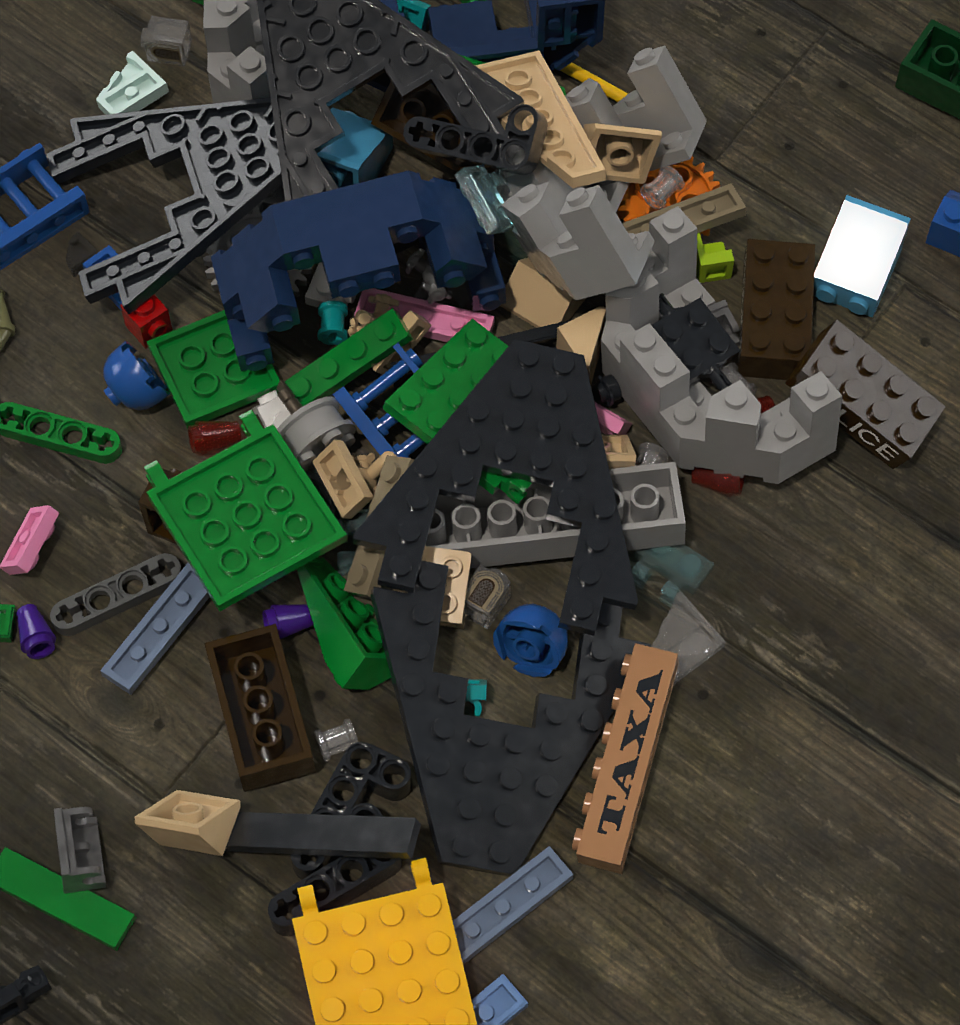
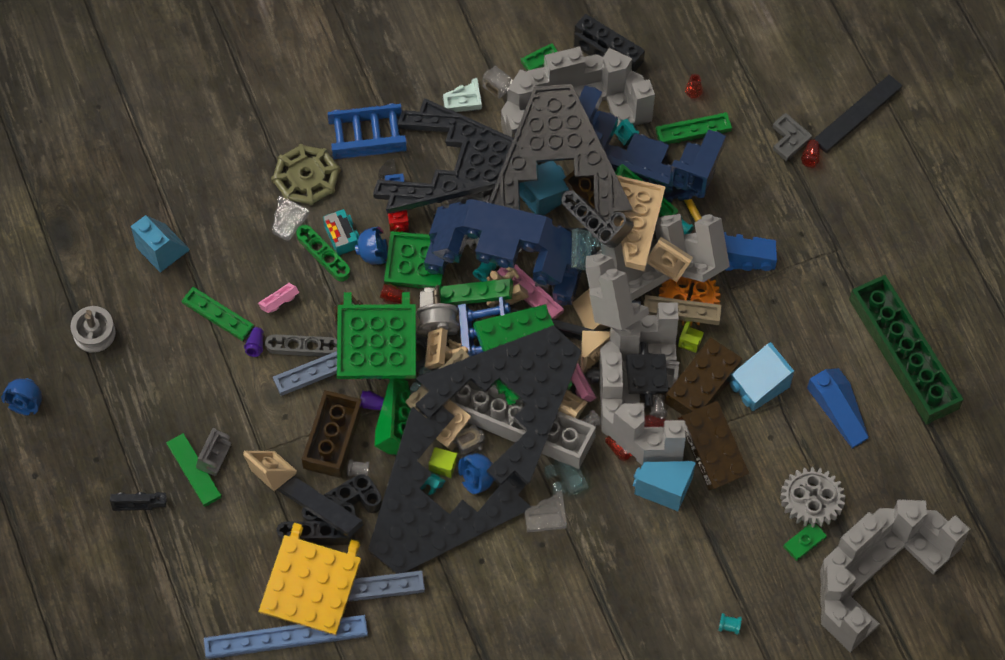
camera: 30 degrees right, 0 degrees up
(66, 384) = (340, 231): none -> brick
(467, 652) = (442, 462): none -> lime panel
(627, 758) = (483, 551): medium nougat brick -> none
(662, 187) = (685, 288): clear bush -> none
(723, 87) = (750, 254): none -> blue wedge
(831, 490) = (664, 482): none -> dark azure slope

